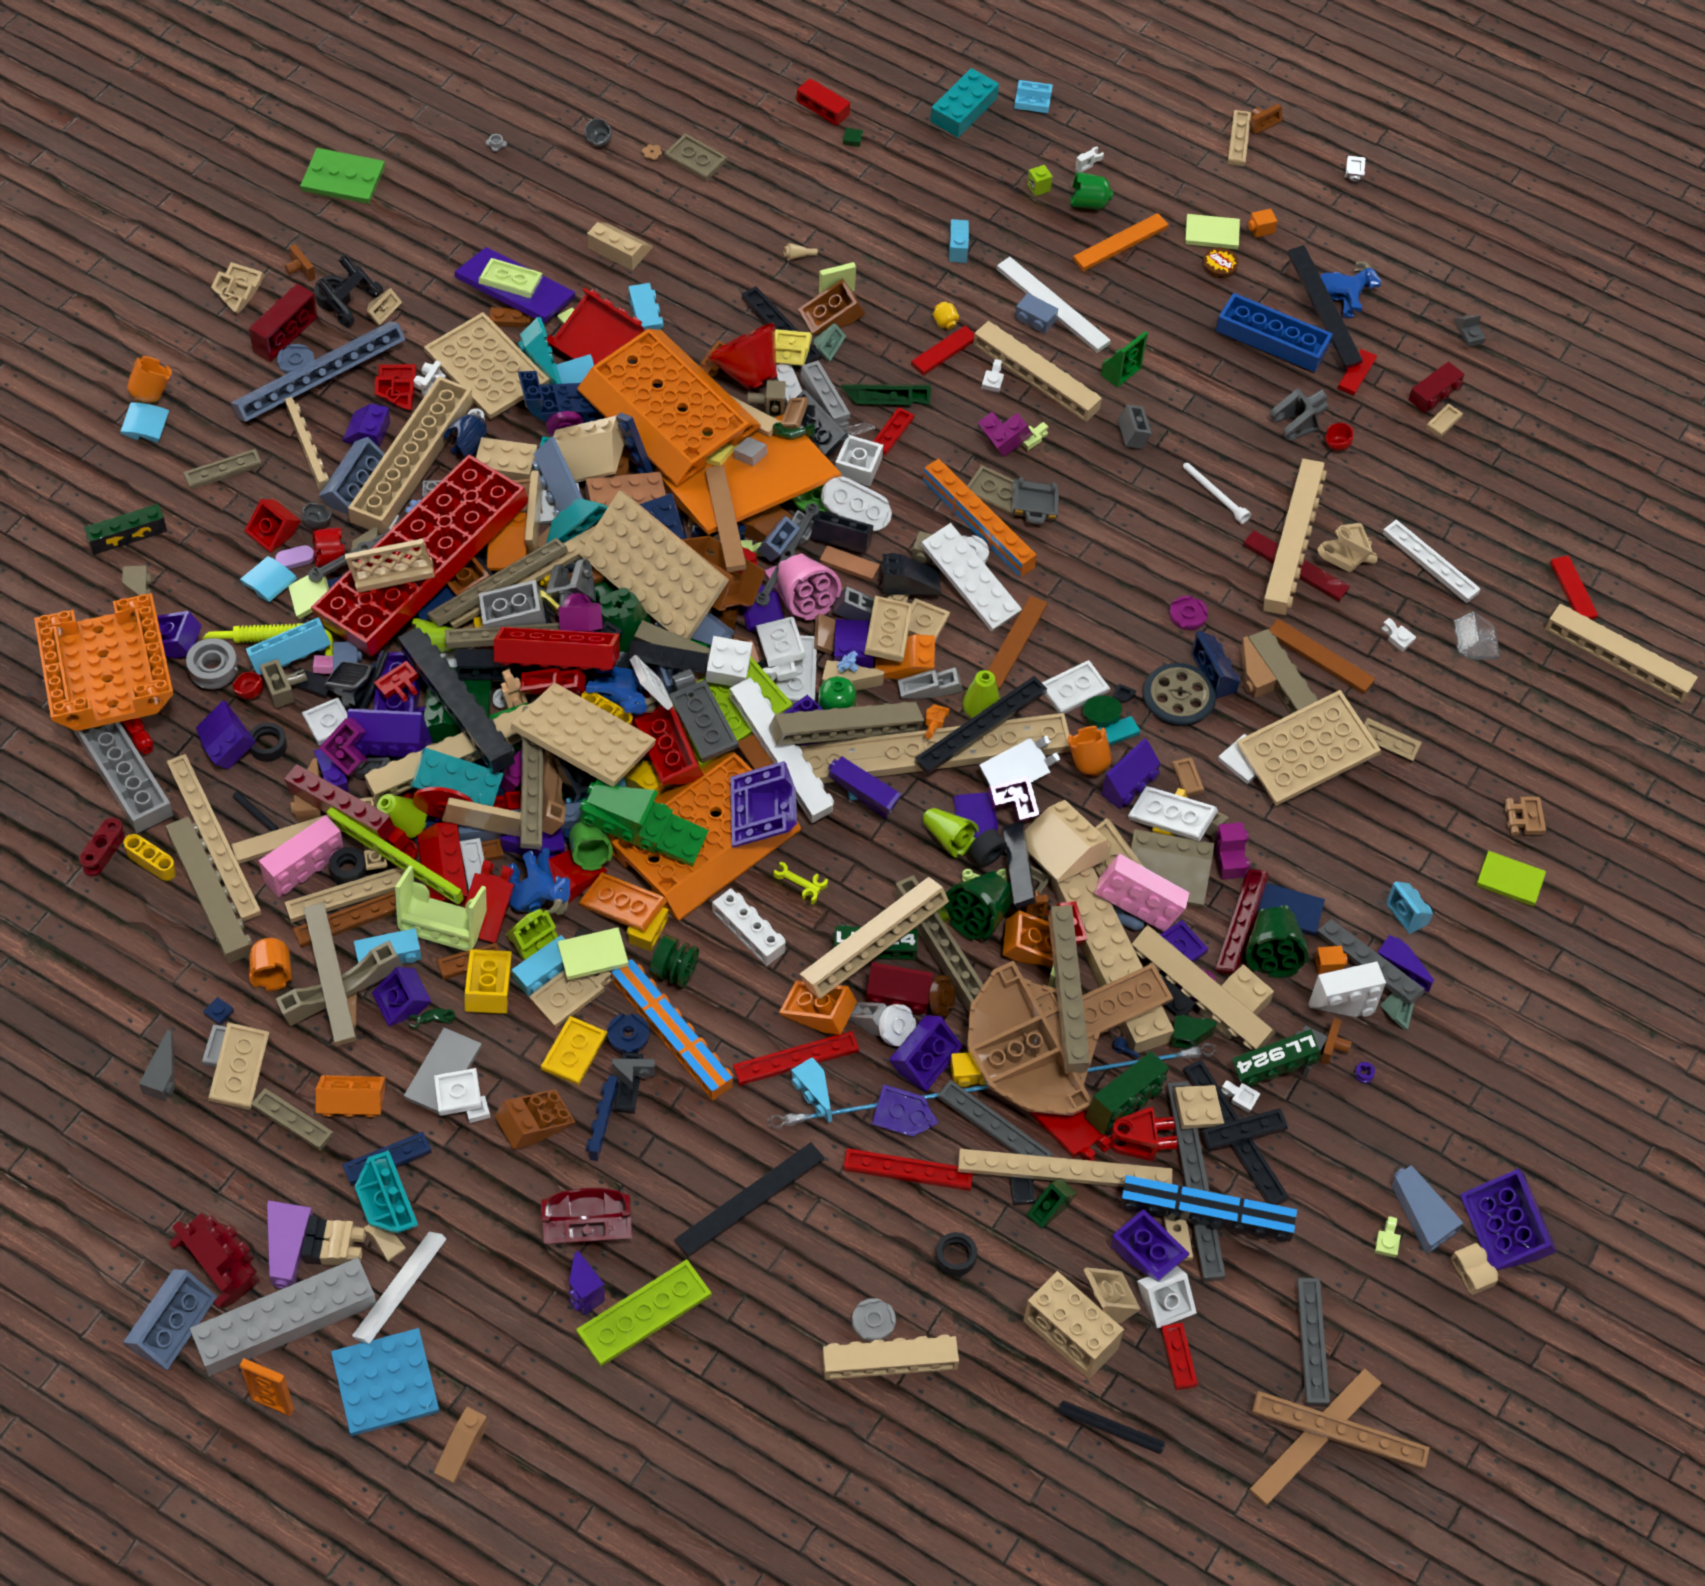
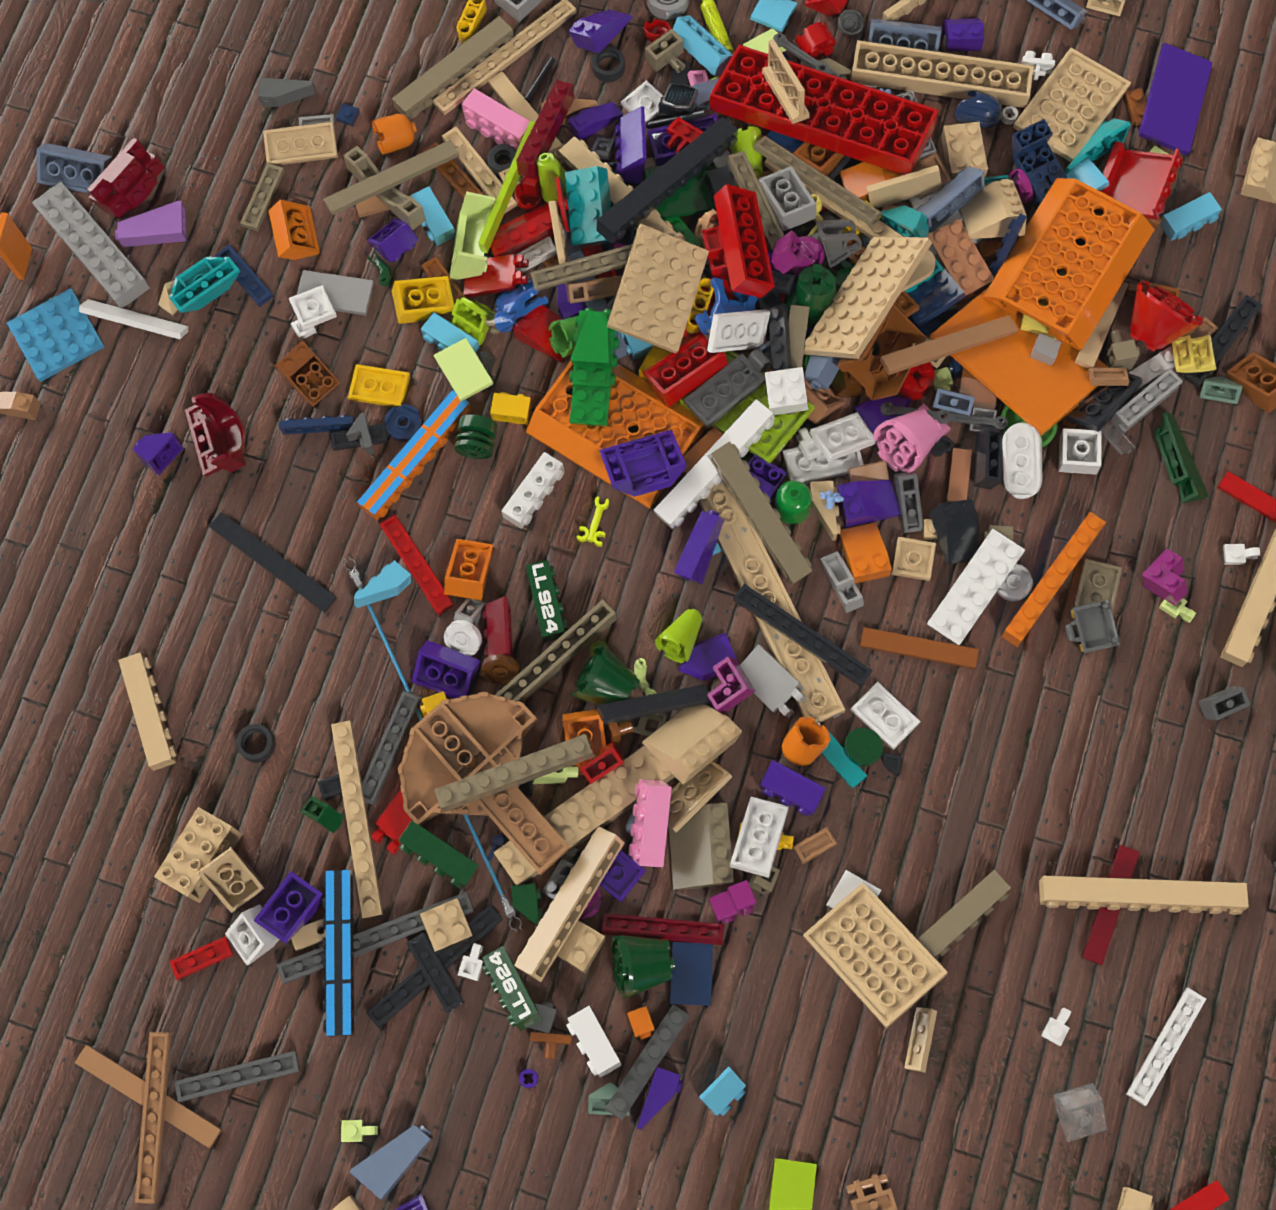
camera: 85 degrees right, 15 degrees up
(295, 556) = (800, 20): lavender tile -> none
(331, 1242) = (161, 258): tan hips -> none
(341, 747) = (604, 115): magenta brick -> none
(396, 384) = (1018, 39): red slope -> none
(510, 278) = (1178, 91): yellowish green tile -> none
(566, 997) = (421, 364): tan tile -> none
(622, 902) = (525, 380): orange tile -> none
(643, 1313) = (150, 506): lime plate -> none
(788, 433) = (1081, 379): dark green arm -> none
(873, 1320) = (183, 690): light grey tile -> none
(874, 937) = (536, 594): tan brick -> none
(888, 629) = (884, 525): tan tile -> none
(894, 429) = (1134, 475): red tile -> none
(903, 1112) = (381, 665): dark purple tile -> none
(906, 1169) = (330, 680): red tile -> none
(935, 718) = (803, 593): orange piece -> none
(980, 694) = (841, 631): lime cone -> none
(987, 847) = (670, 673): black tyre -> none
(1112, 1427) = (122, 912): black axle -> none
(1142, 1135) = (403, 878): red piece -> none
(1188, 613) = (1012, 807): magenta tile -> none
(1194, 676) = (888, 833): wedge -> none
(1213, 662) = (952, 844): dark blue slope -> none
(1241, 514) = (1155, 835): white piece -> none
(1256, 674) = (957, 886): medium nougat slope -> none
(1322, 656) = (1003, 951): dark orange tile -> none
(1349, 550) = (1145, 953): tan piece -> none

